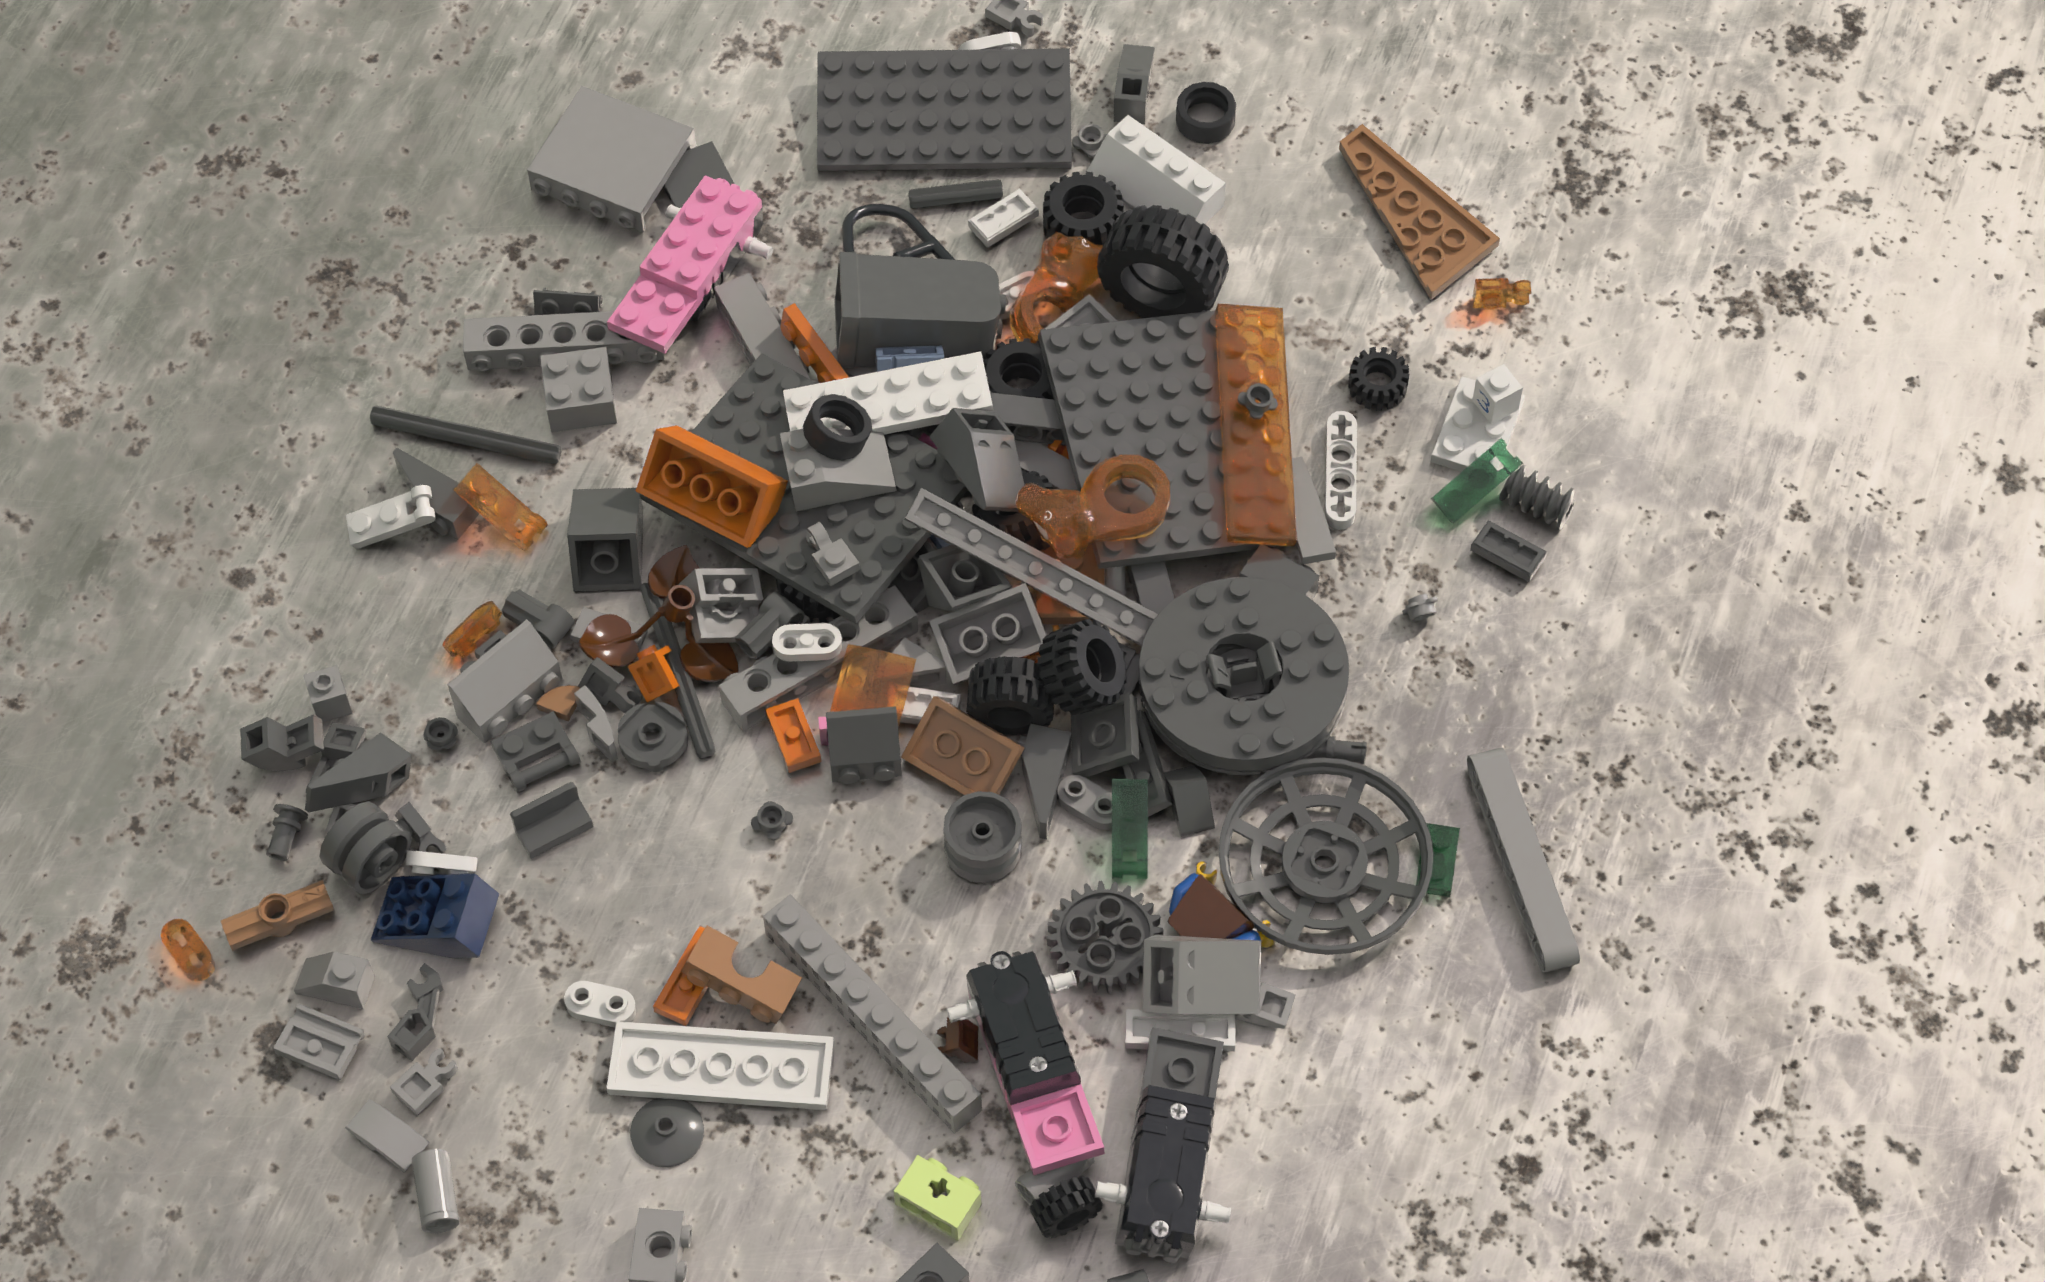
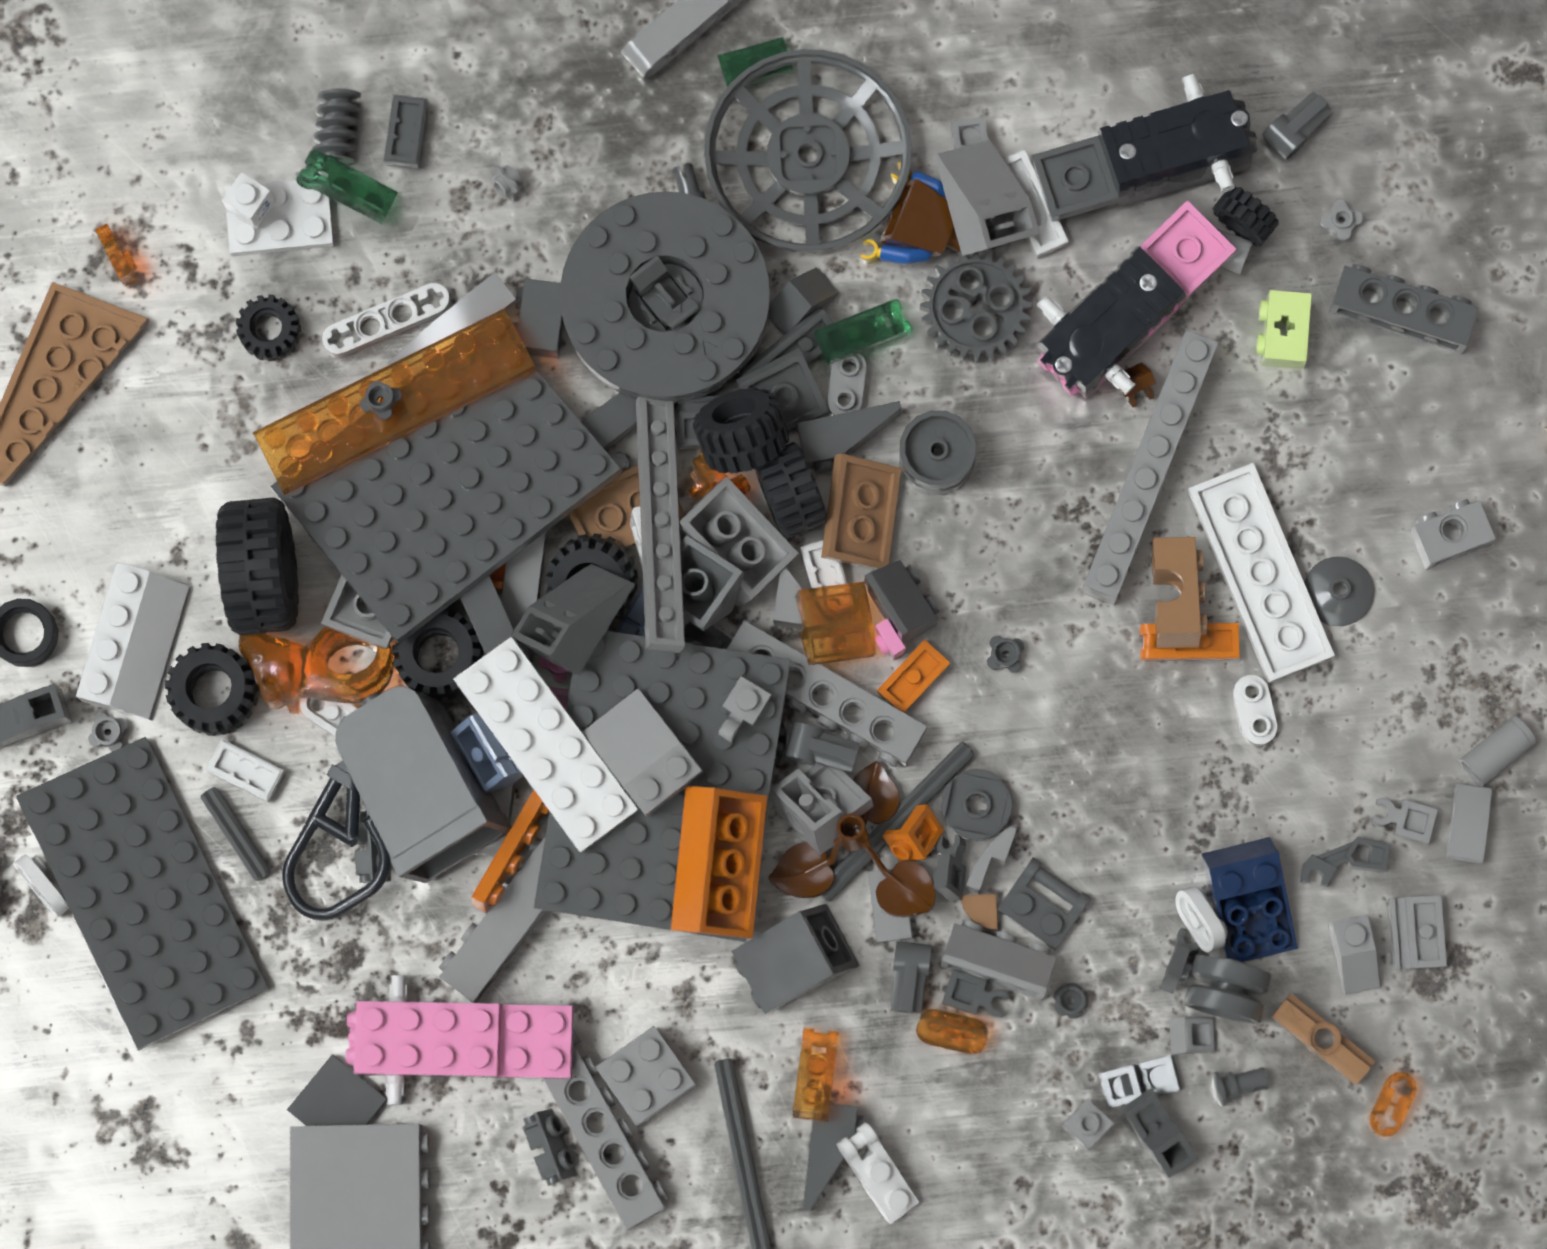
camera: 110 degrees left, 20 degrees up
(364, 775) = (1147, 1034): dark grey slope -> none
(551, 820) = (1107, 847): dark grey panel -> none
(807, 641) = (829, 699): white plate -> none
(843, 410) = (596, 746): black tyre -> none
(1077, 518) = (590, 496): clear orange animal -> none

